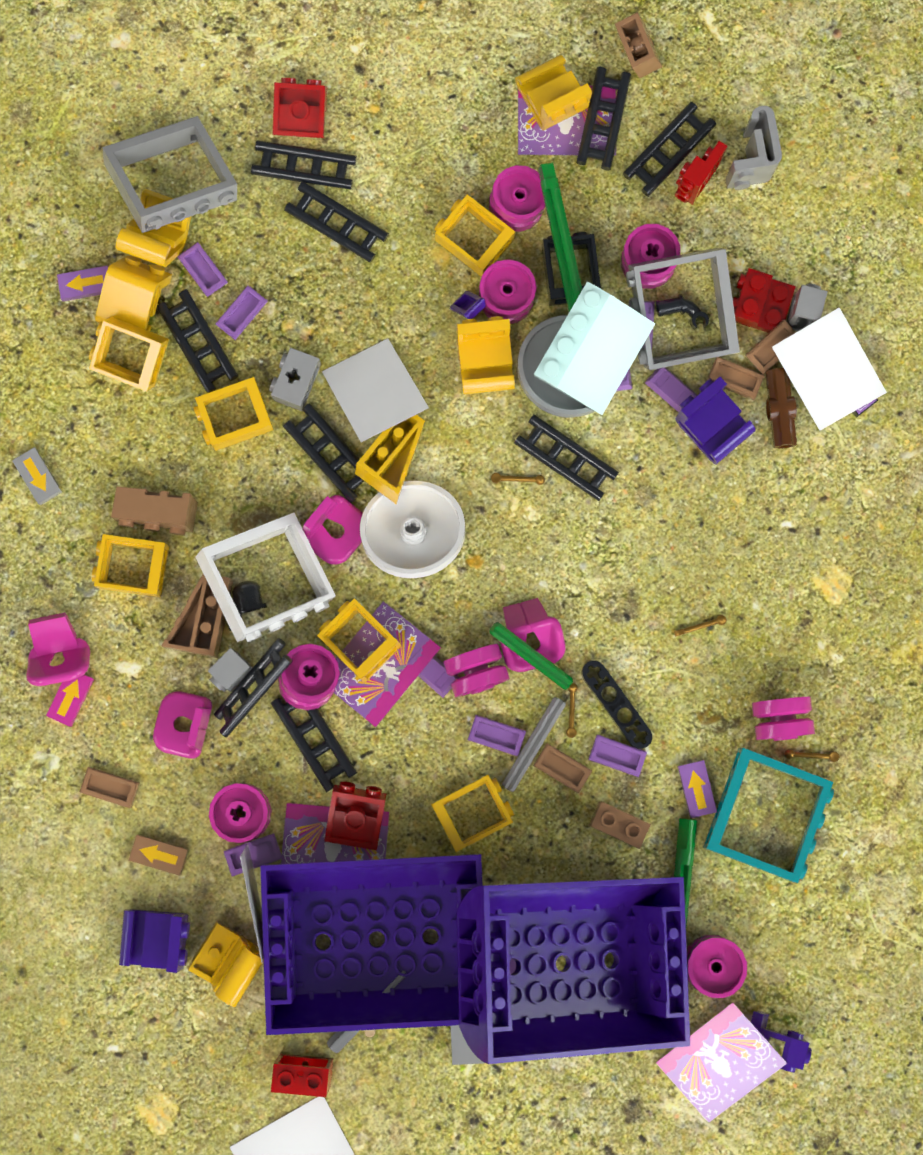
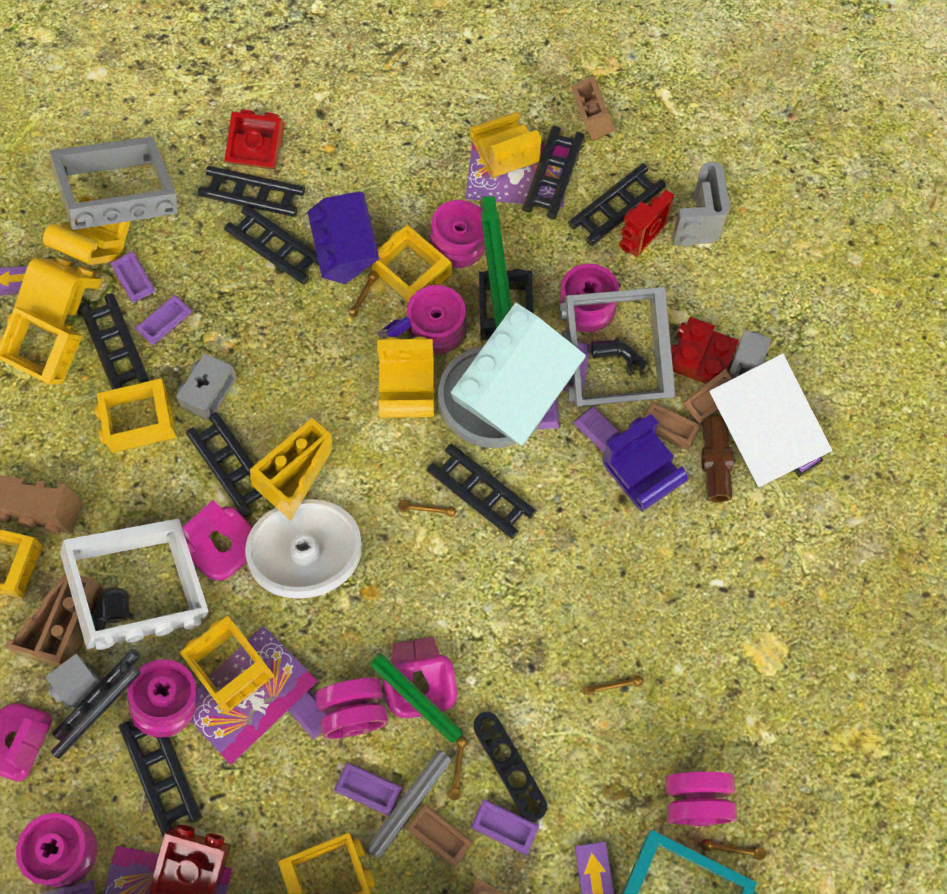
camera: 10 degrees right, 15 degrees down
(375, 390) = (285, 403): white sticker -> none
(406, 212) = (343, 236): none -> dark purple slope
(437, 248) = (372, 276): none -> pearl gold hinge

